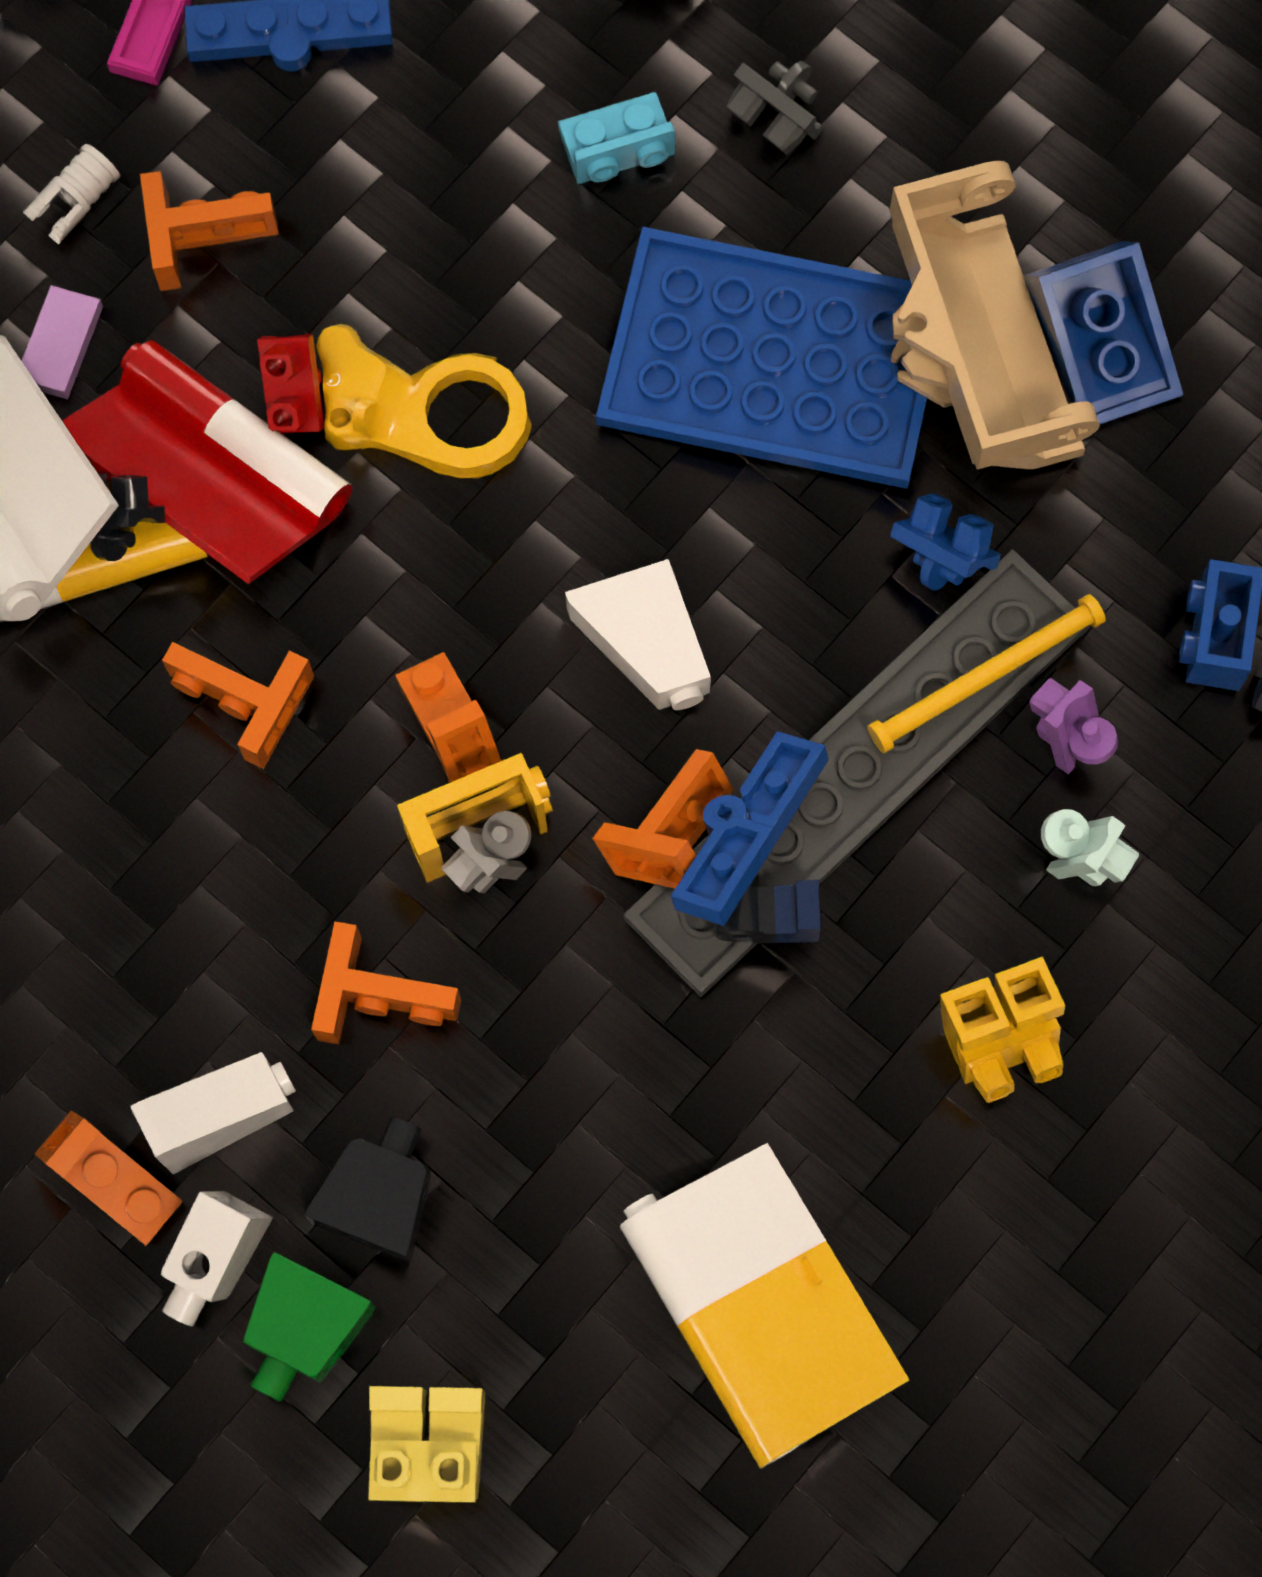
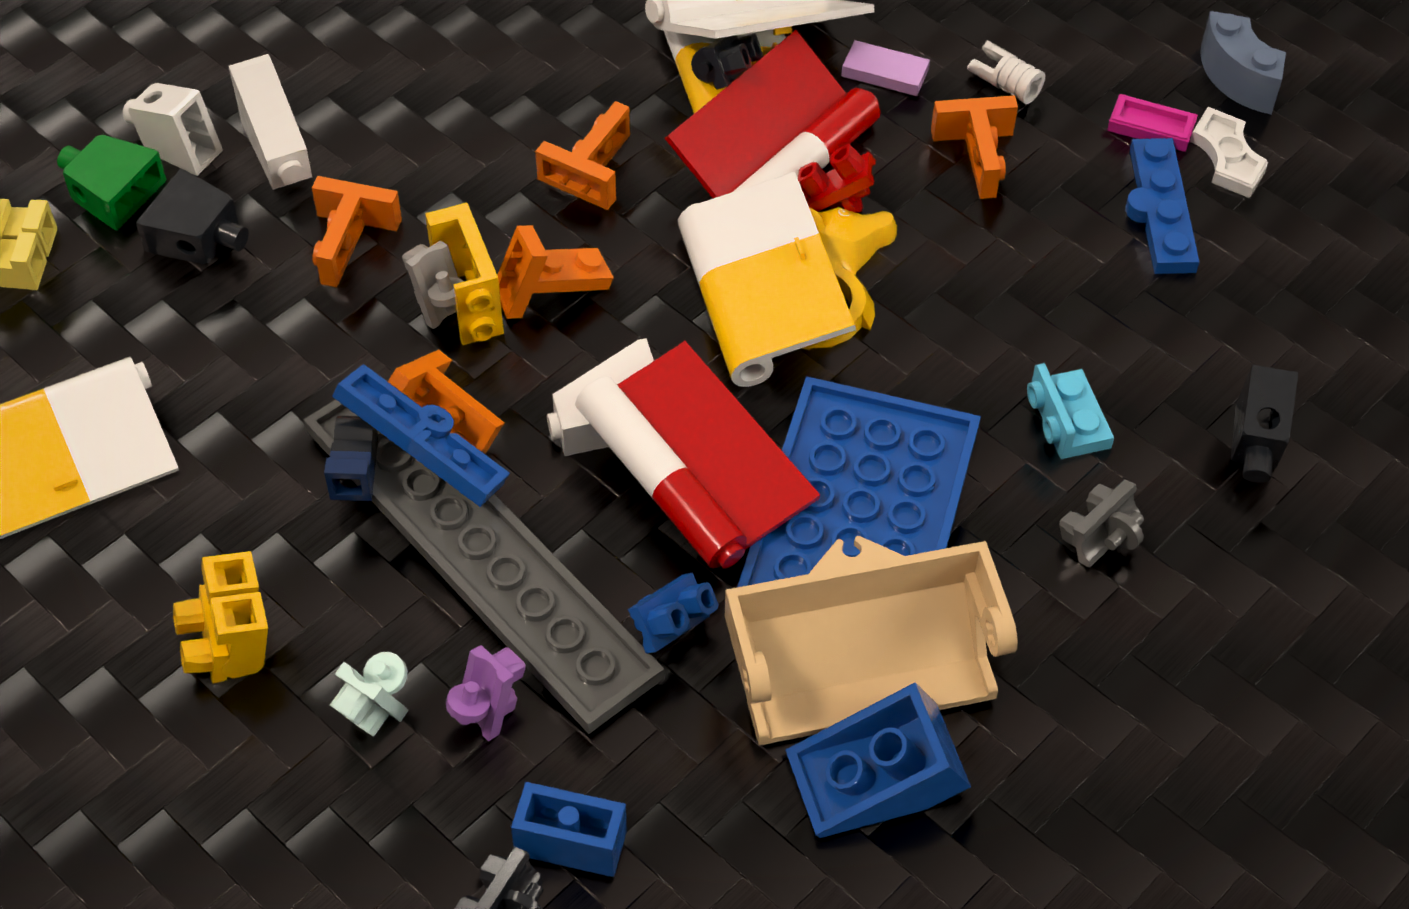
camera: 90 degrees right, 20 degrees down
(108, 1177) = (219, 90): orange bracket -> none
(450, 464) = (763, 275): none -> door
(736, 522) = (697, 454): none -> red door
(1087, 613) = (592, 715): yellow bar -> none

